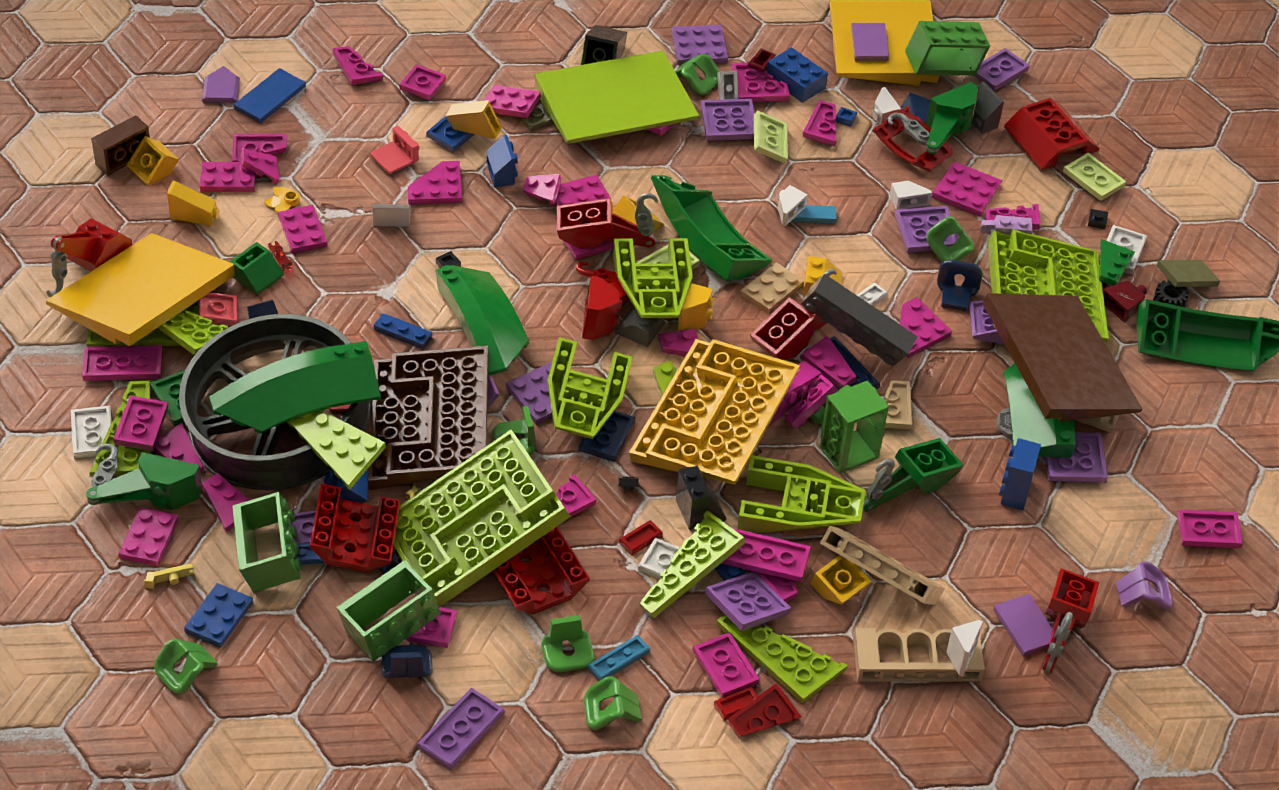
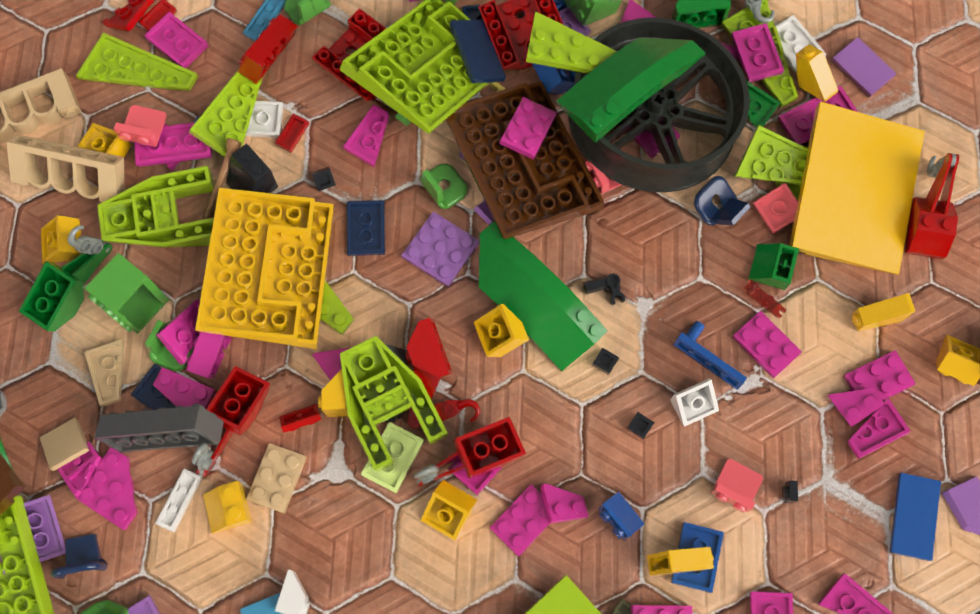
camera: 160 degrees right, 25 degrees up
(43, 388) = (863, 67): none -> medium lavender tile
(104, 382) = (815, 73): none -> yellow slope
(283, 199) = (810, 371): yellow plate -> none
(356, 136) = (790, 491): none -> black plate
(370, 246) = (687, 344): none -> blue piece
(403, 331) = (603, 262): blue plate -> none
(406, 312) = (612, 282): none -> black bar
(410, 427) = (528, 128): none -> dark pink plate
(417, 519) = (477, 51): none -> dark blue tile
(438, 185) = (671, 466): dark pink plate -> none
(447, 214) = (640, 425): none -> black plate
(529, 296) = (500, 331): none -> yellow slope
(581, 400) = (392, 231): lime wedge -> none
(631, 601) = (267, 48): none -> red wedge
(706, 513) = (232, 146): none -> medium nougat piece
(708, 230) = (367, 523): green slope -> none
(734, 314) = (300, 418): none -> red plate
(747, 600) = (176, 94): medium lavender plate -> none
(793, 565) = (142, 126): none -> coral bracket
(909, 521) = (54, 239): none -> yellow slope
(941, 347) = (80, 470): none -> dark pink wing
(950, 366) = (64, 444): none -> tan tile

